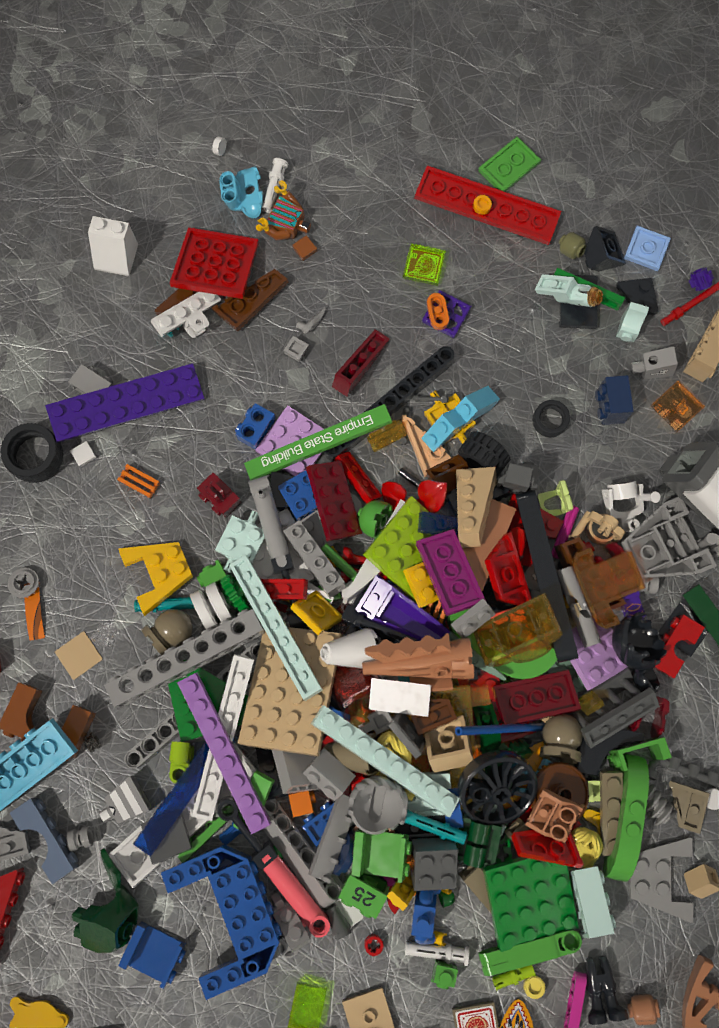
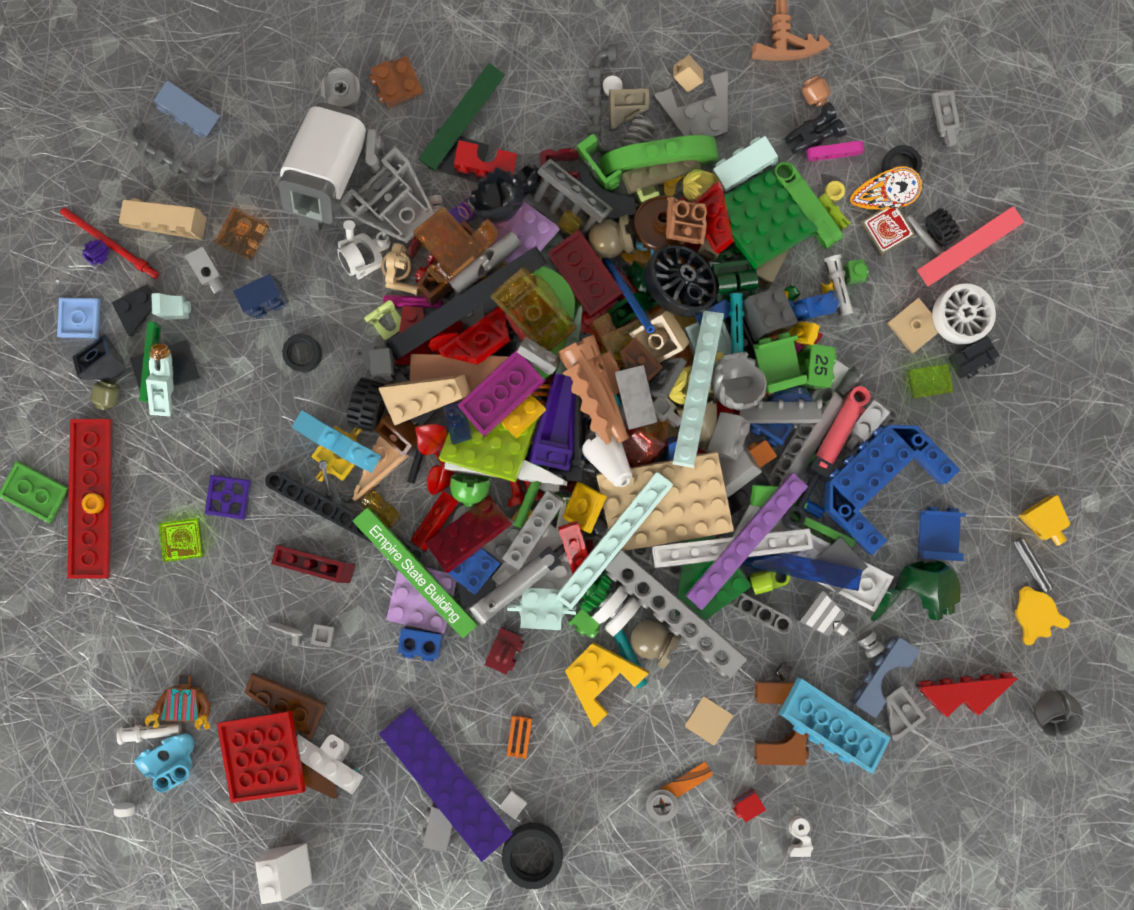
camera: 105 degrees left, 10 degrees up
(304, 248) = (208, 671): dark orange tile -> none
(378, 949) = (854, 349): red bush -> none
(439, 312) = (231, 505): orange plate -> none

